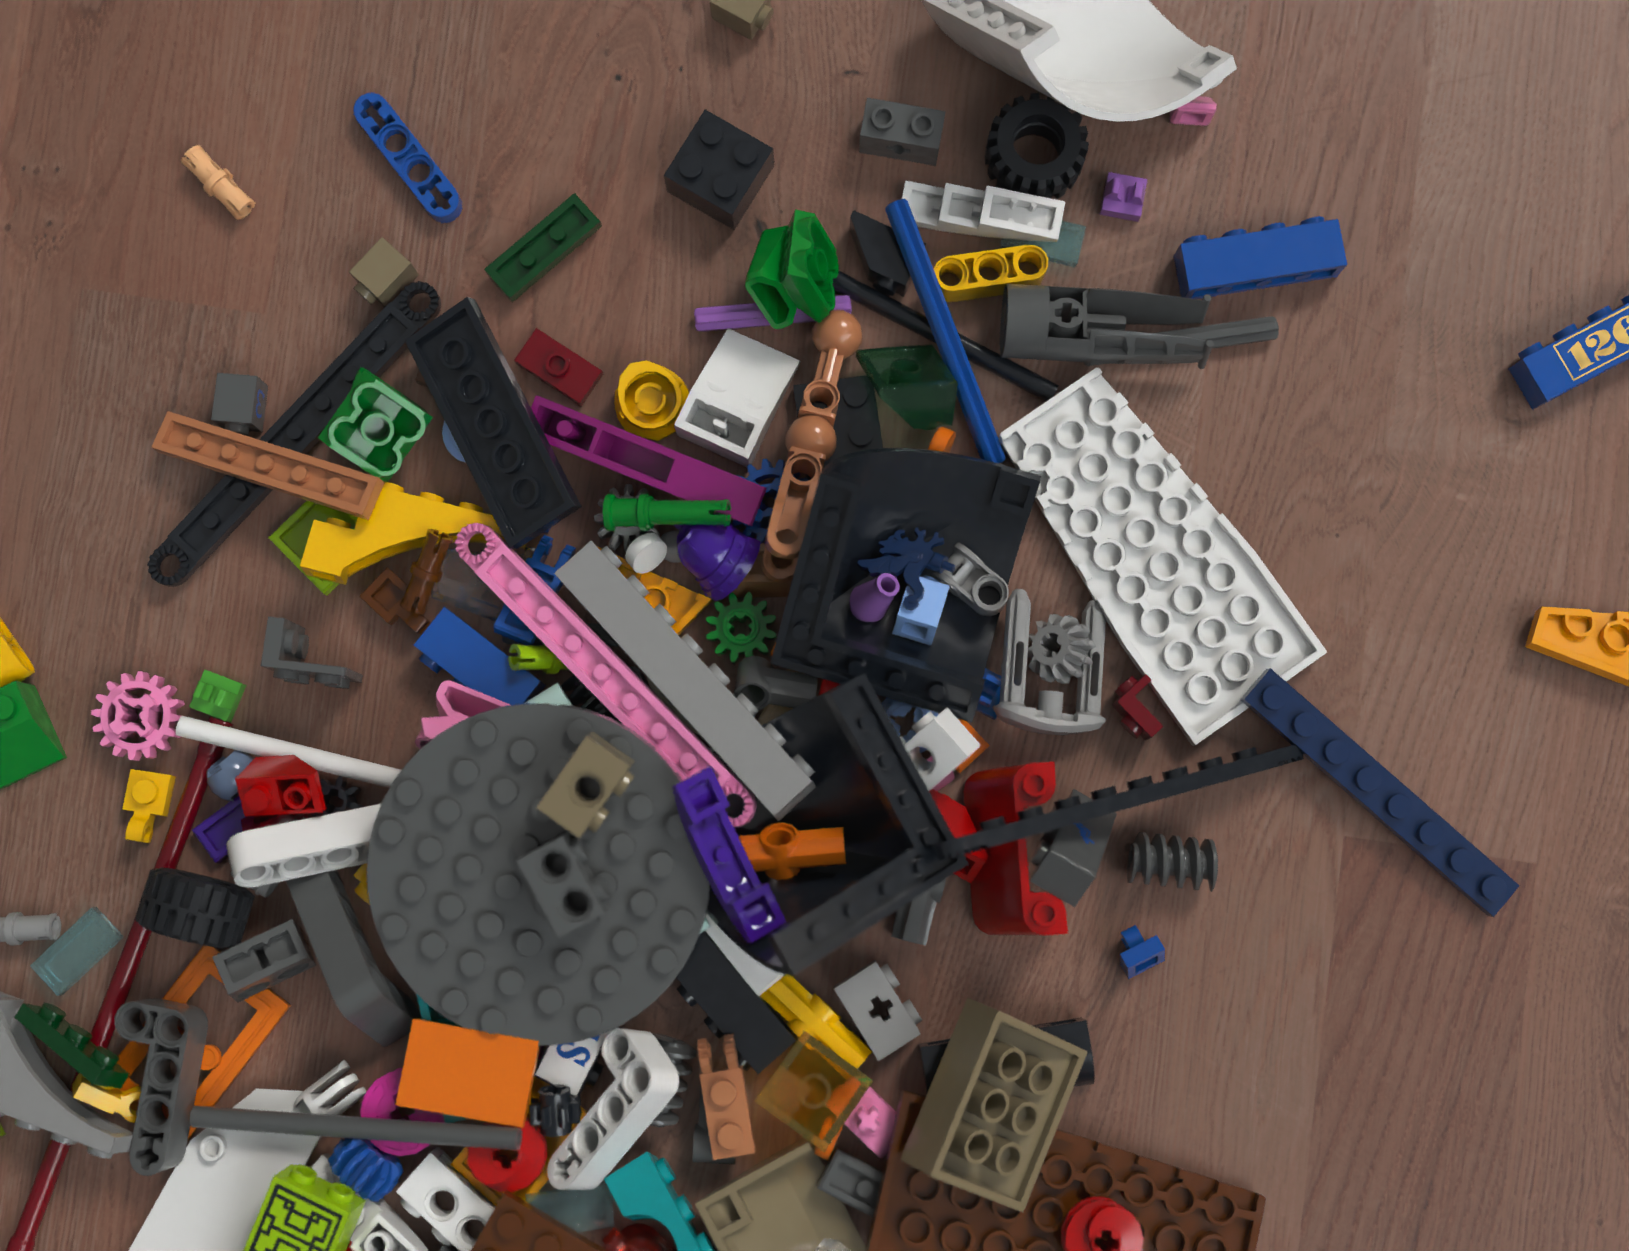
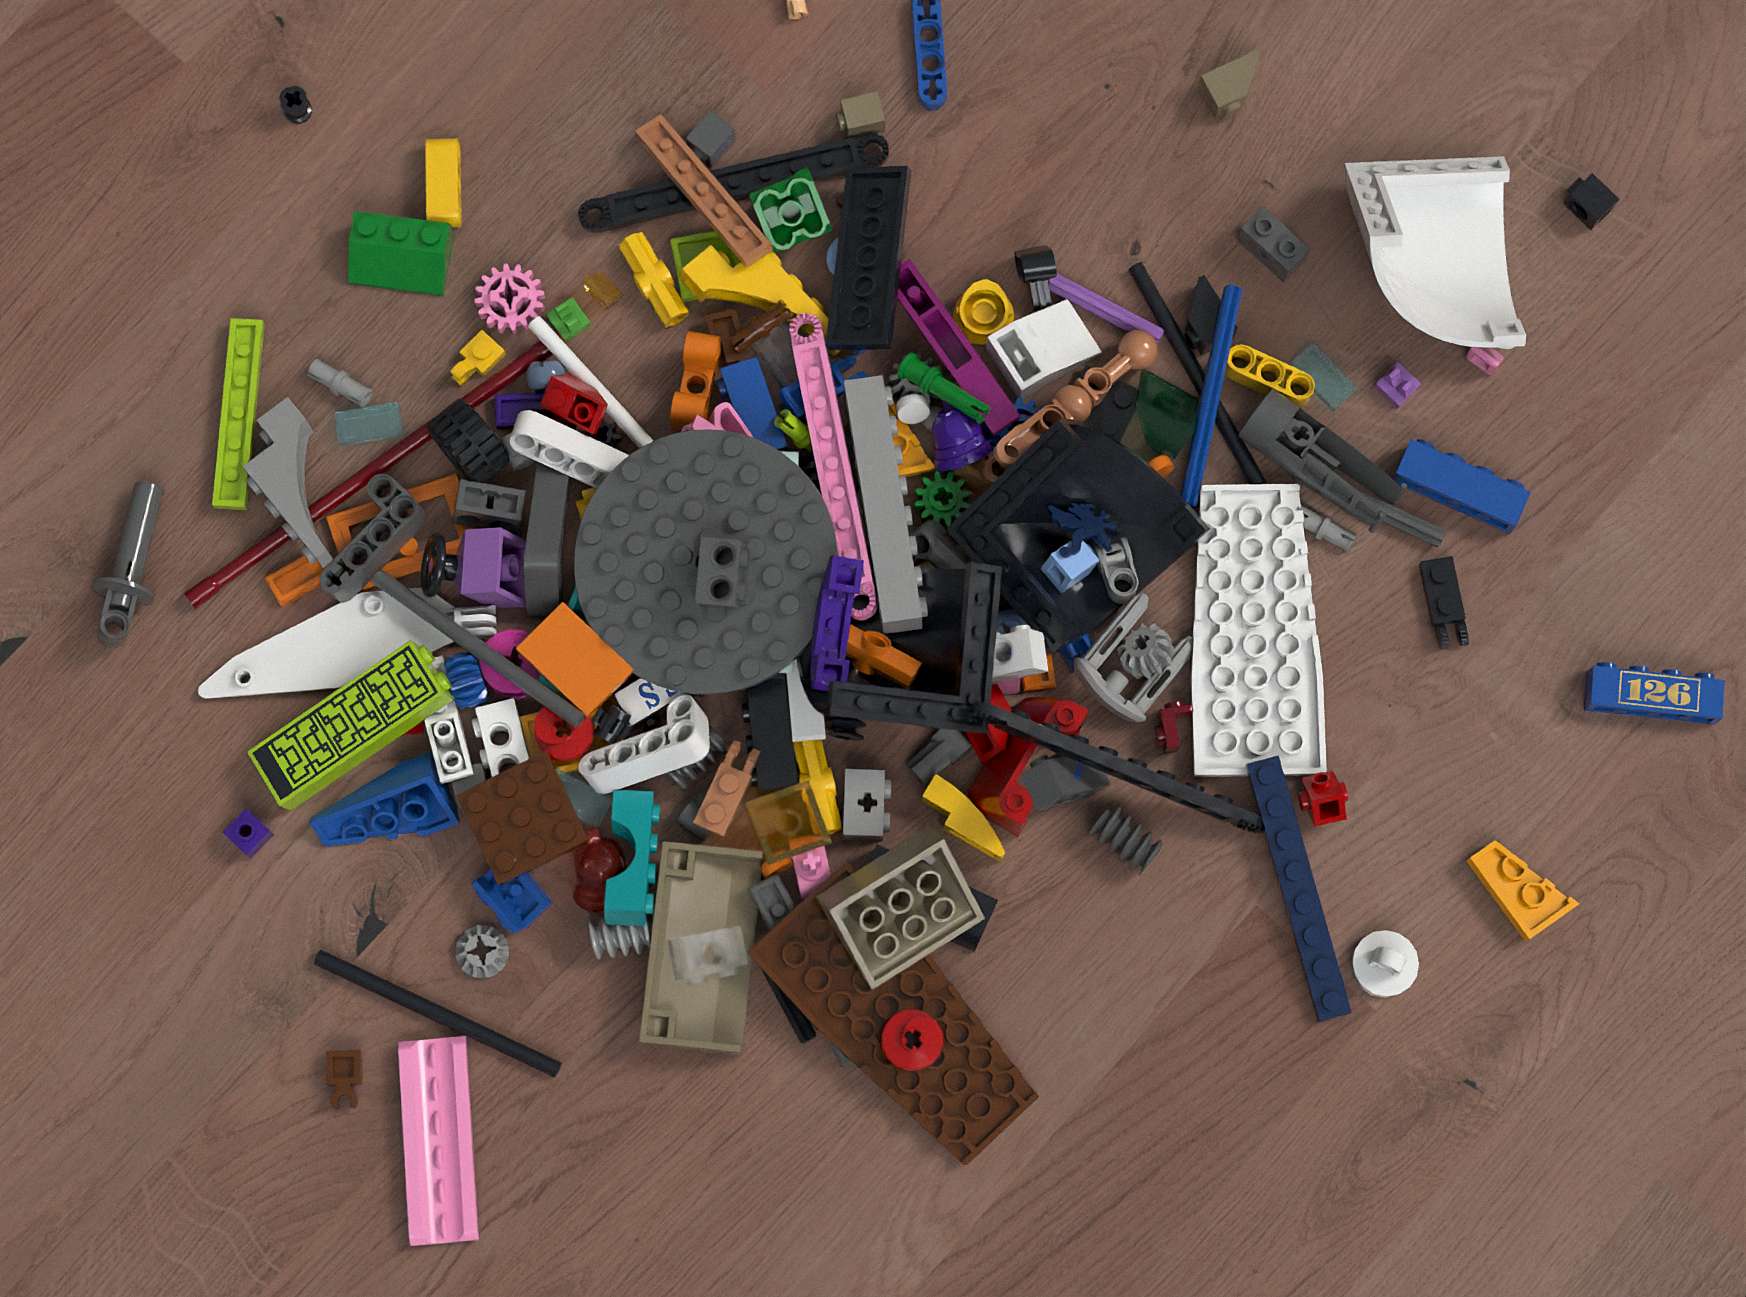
camera: 30 degrees right, 5 degrees down
(72, 1044) = (333, 477): dark green plate -> none
(106, 1098) = (330, 519): yellow plate -> none
(107, 1178) = (294, 580): none -> orange tile
(232, 639) = (602, 290): none -> clear yellow slope
(279, 593) = (653, 279): none -> yellow piece
(286, 646) = (632, 326): dark grey bracket -> none
(300, 1036) = (484, 567): none -> medium lavender piece
(390, 651) = (701, 366): none -> orange beam
(543, 247) = (979, 166): dark green plate -> none
(558, 367) = (937, 252): dark red plate -> none
(565, 800) = (757, 519): dark tan brick -> none
(674, 317) = (1036, 267): none -> black beam
(719, 169) = (1132, 191): black brick -> none
(793, 271) = (1136, 288): green piece -> none
(872, 599) = (1042, 536): medium lavender cone -> none
(985, 213) = (1292, 333): white slope -> none
(988, 953) = (963, 817): none -> yellow slope
(1043, 119) = (1343, 335): black tyre -> none
(1140, 954) = (1064, 886): blue tile -> none
(1155, 394) = (1326, 529): none -> light grey pin
(1320, 390) = (1444, 599): none -> black hinge
(1344, 681) = (1323, 798): none -> red brick
(1516, 810) = (1384, 963): none -> white tile

